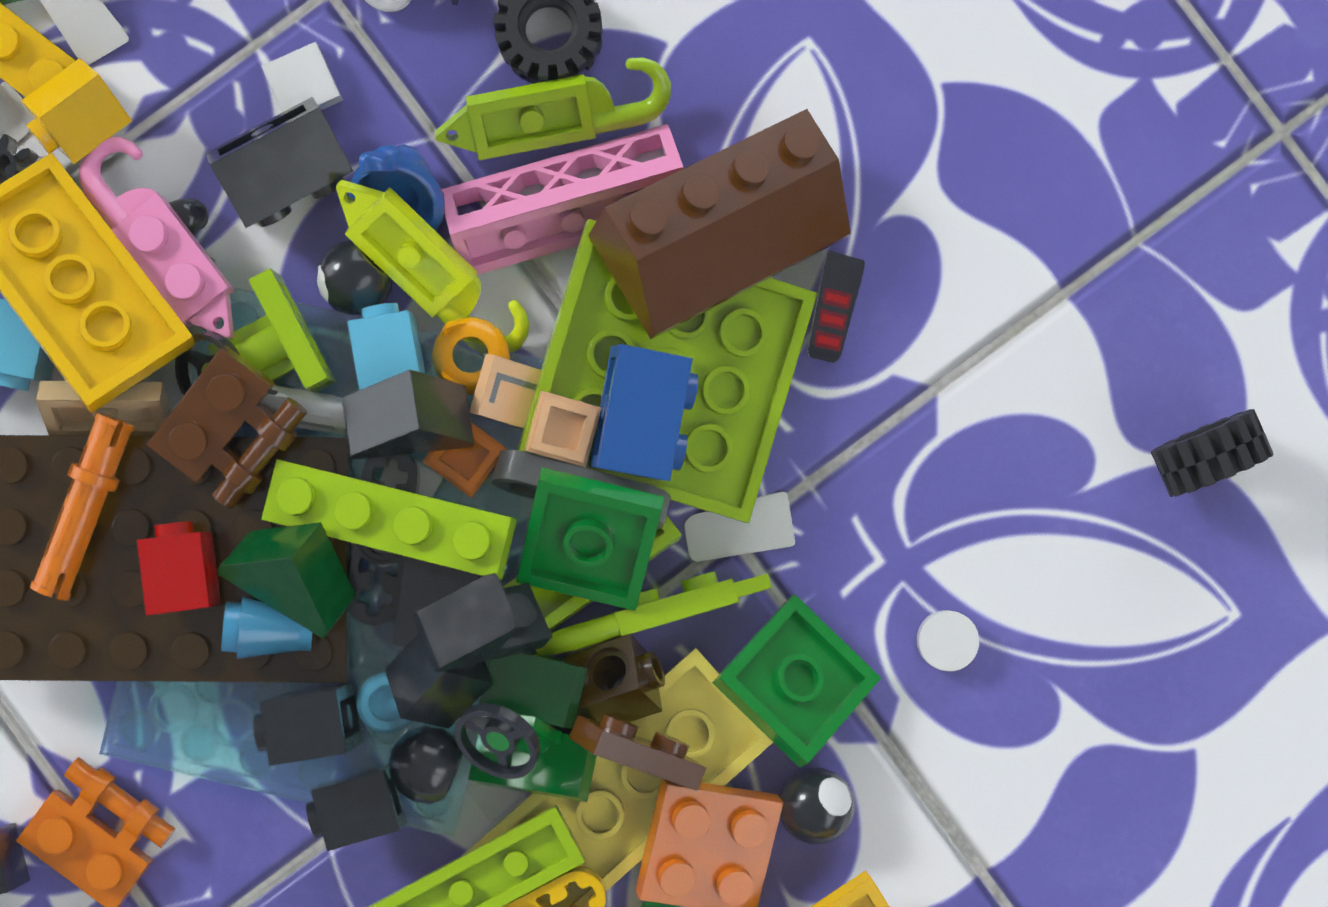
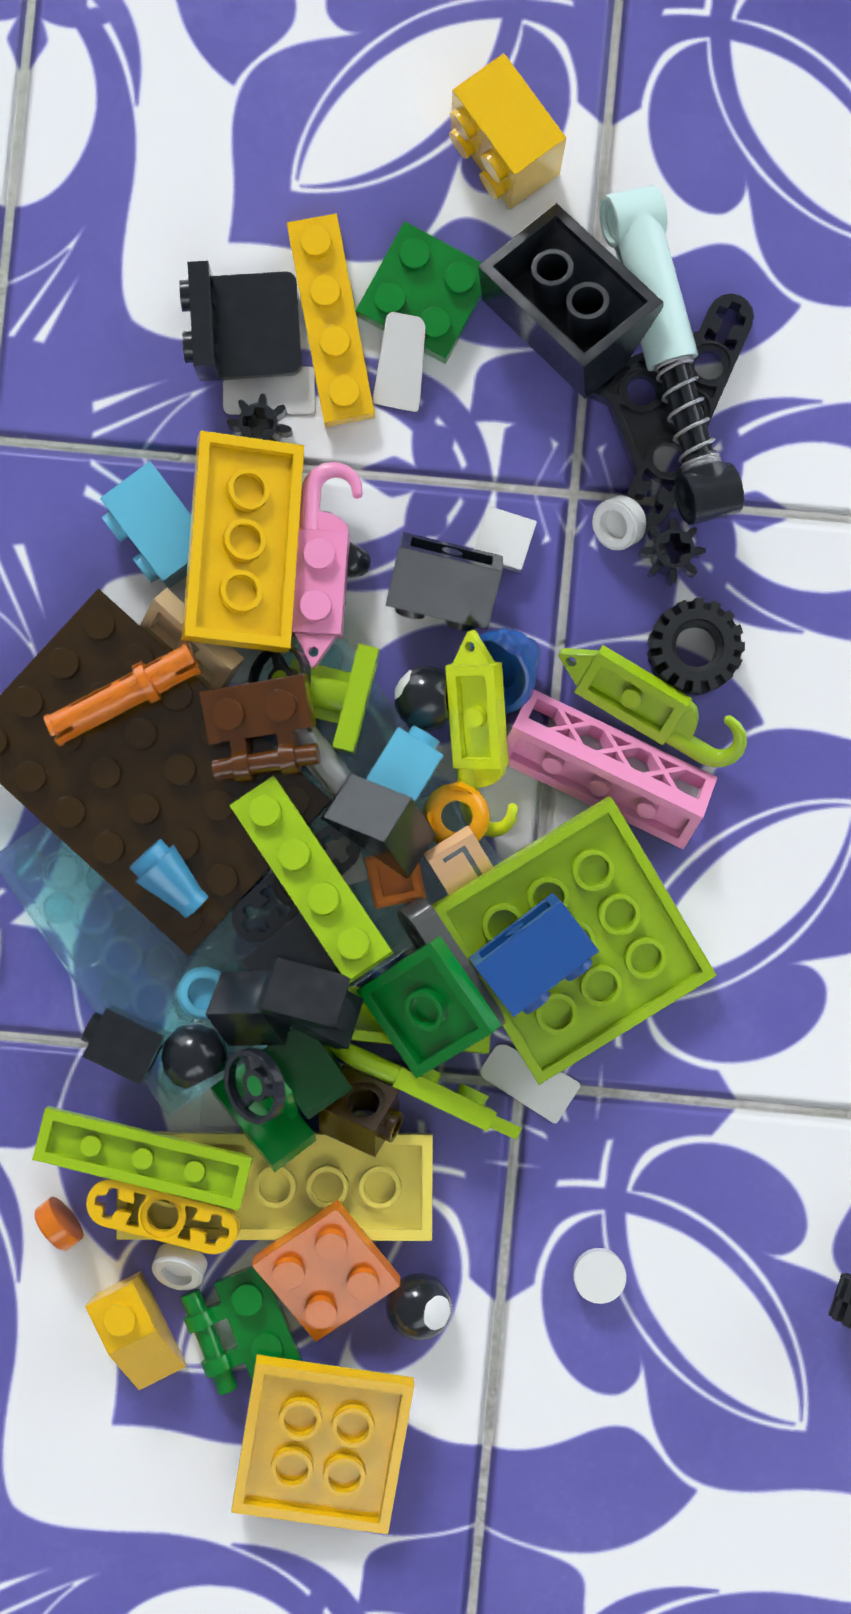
camera: 40 degrees right, 0 degrees up
(74, 112) = (341, 431): yellow brick -> none
(178, 569) = (148, 791): red brick -> none
(292, 573) = (219, 859): dark green slope -> none
(308, 724) = (142, 964): black brick -> none
(562, 429) = (474, 919): light nougat tile -> none
(617, 741) = (330, 1156): reddish brown plate -> none
(724, 223) = (697, 880): reddish brown slope -> none
(797, 681) = (479, 1215): green plate -> none
(834, 305) = (720, 992): black sticker -> none

